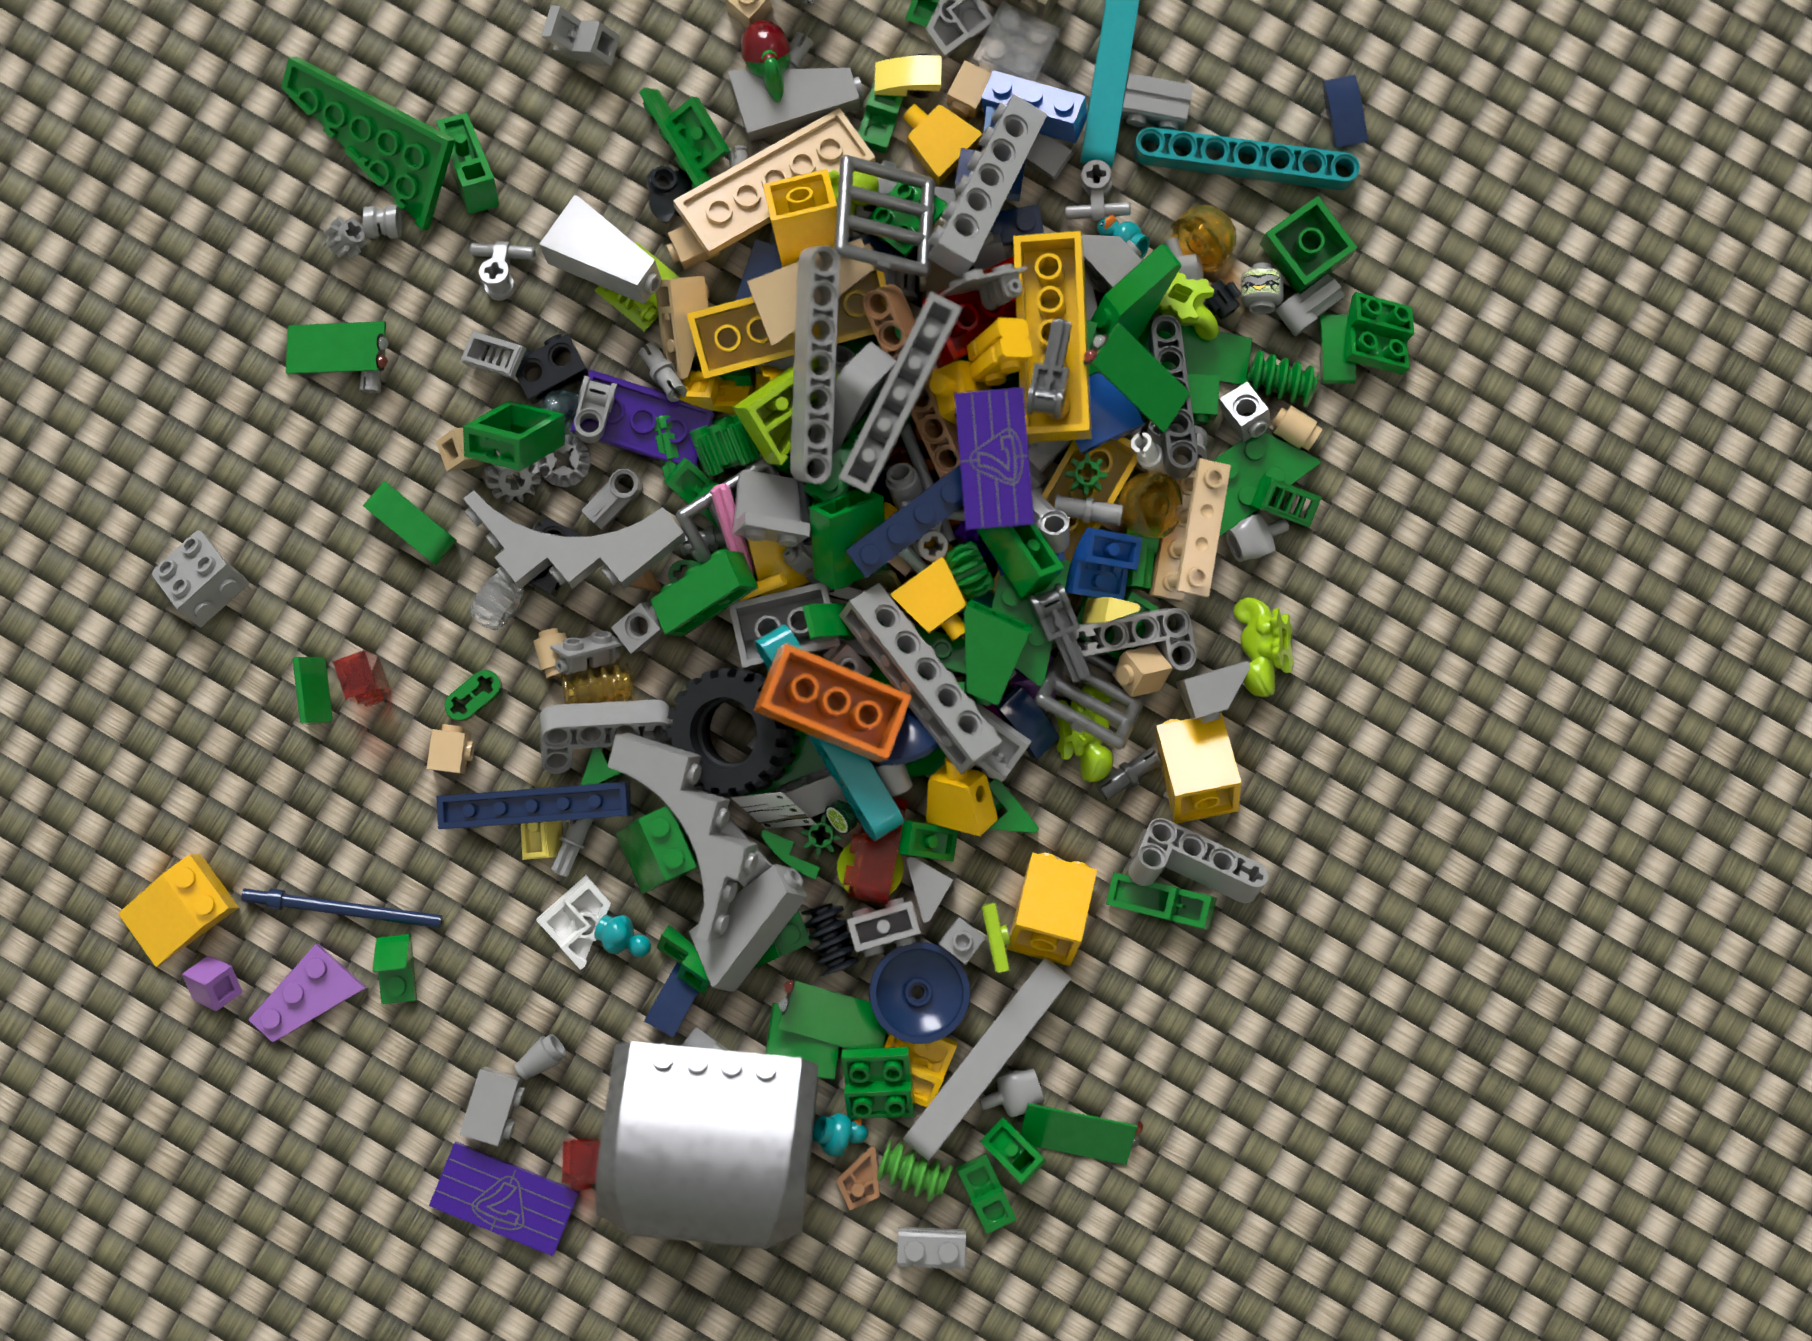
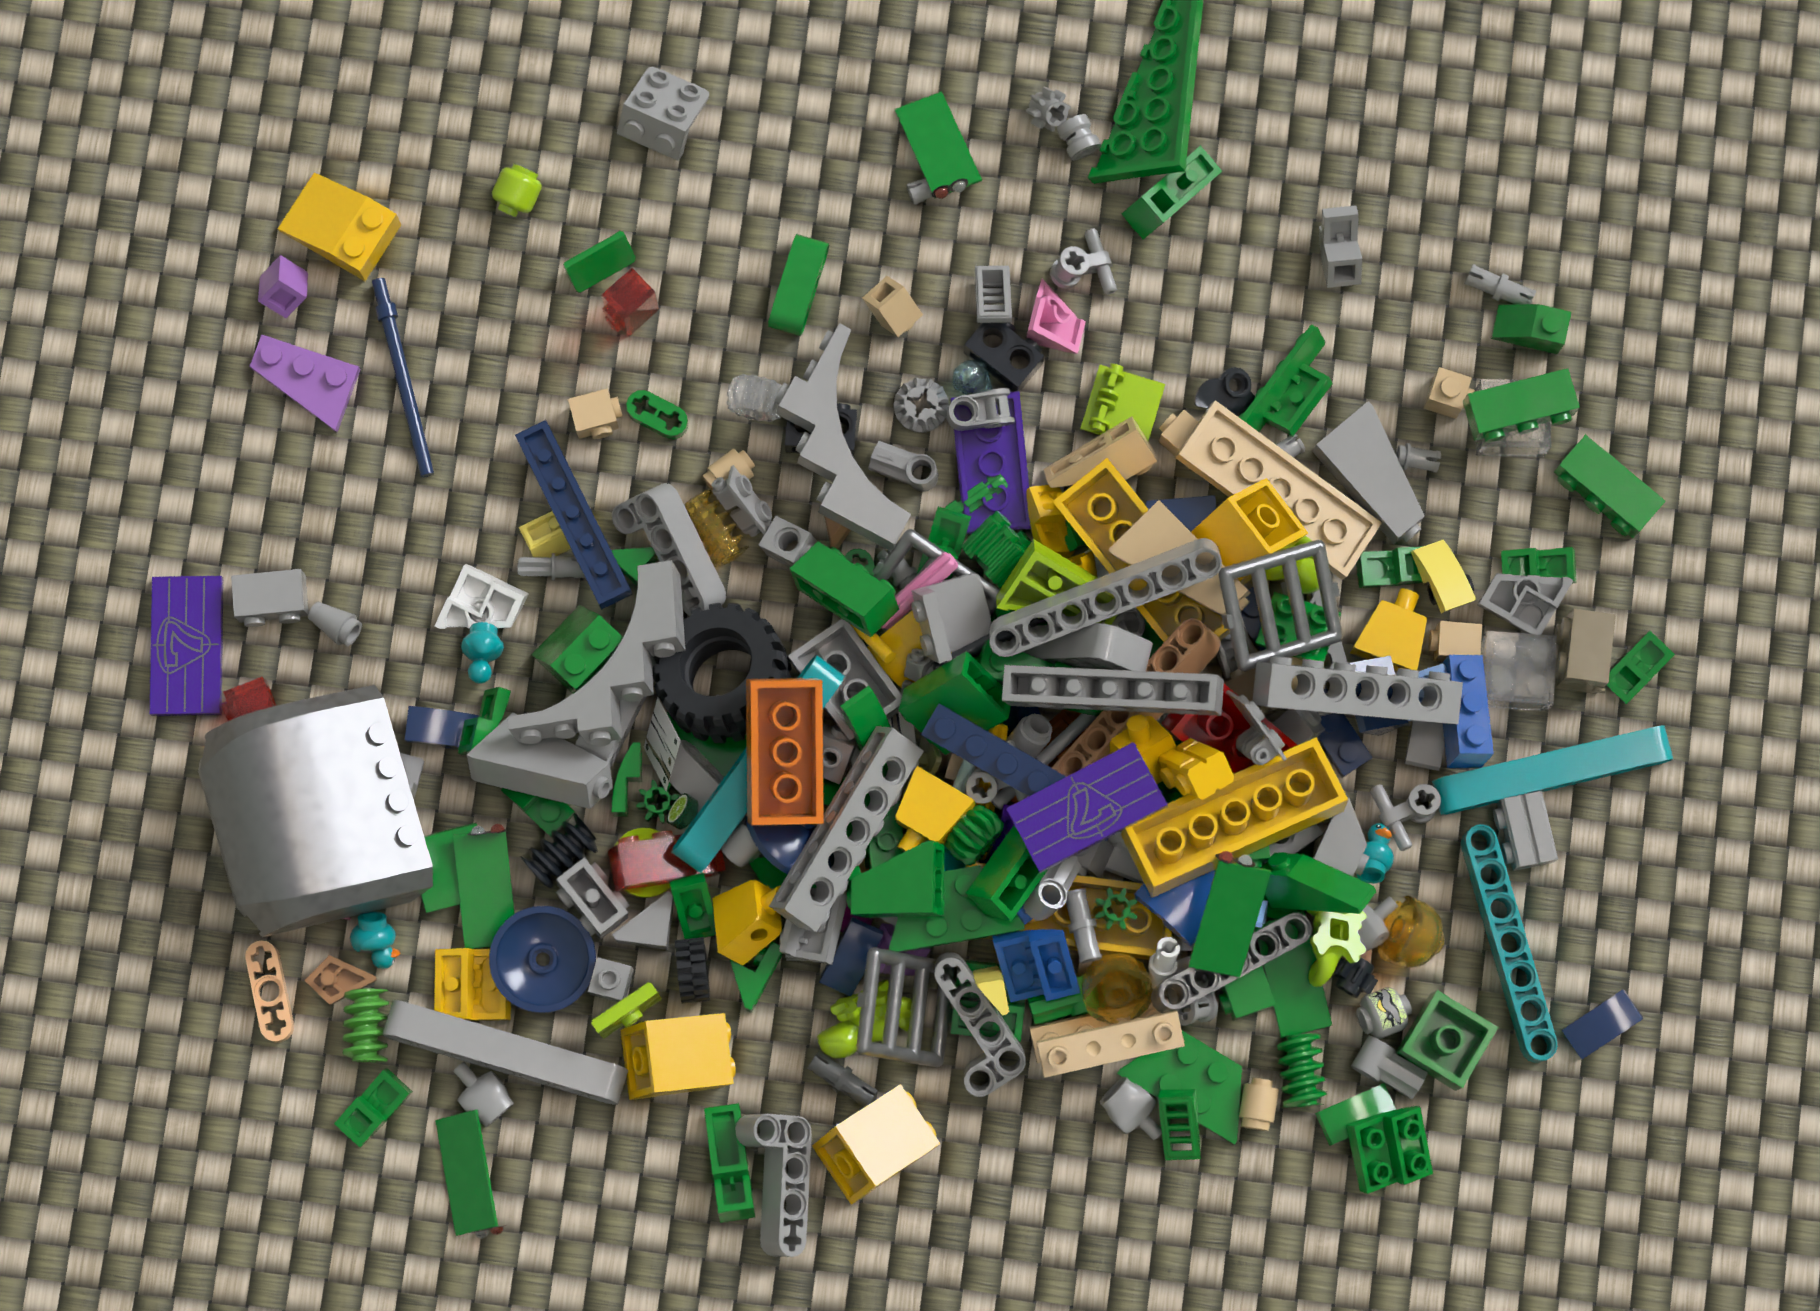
camera: 65 degrees right, 5 degrees down
(214, 737) = (516, 190): none -> lime head
(395, 969) = (365, 451): green slope -> none
(512, 487) = (874, 367): light grey gear -> none
(517, 431) = (933, 371): green window -> none
(540, 315) = (1054, 323): none -> bright pink slope
(599, 252) = (1135, 348): slope -> none
(663, 372) = (1046, 461): light grey pin -> none
(767, 54) = (1401, 431): hair -> none
(822, 1233) = (256, 984): none -> light nougat beam
(878, 1083) = (438, 956): green slope -> none
(931, 1247) = (299, 1073): light grey brick -> none
(983, 865) = (692, 970): none -> black tyre
(1013, 1151) = (425, 1115): green slope -> none
(1051, 379) = (1185, 828): dark grey connector -> none
(1058, 623) = (955, 941): dark grey connector -> none
(1142, 670) = (948, 1048): tan brick -> none
(1212, 691) = (956, 1124): light grey slope -> none
(1242, 401) = (1259, 1037): light grey brick -> none
(1265, 642) = (1029, 1162): lime animal -> none

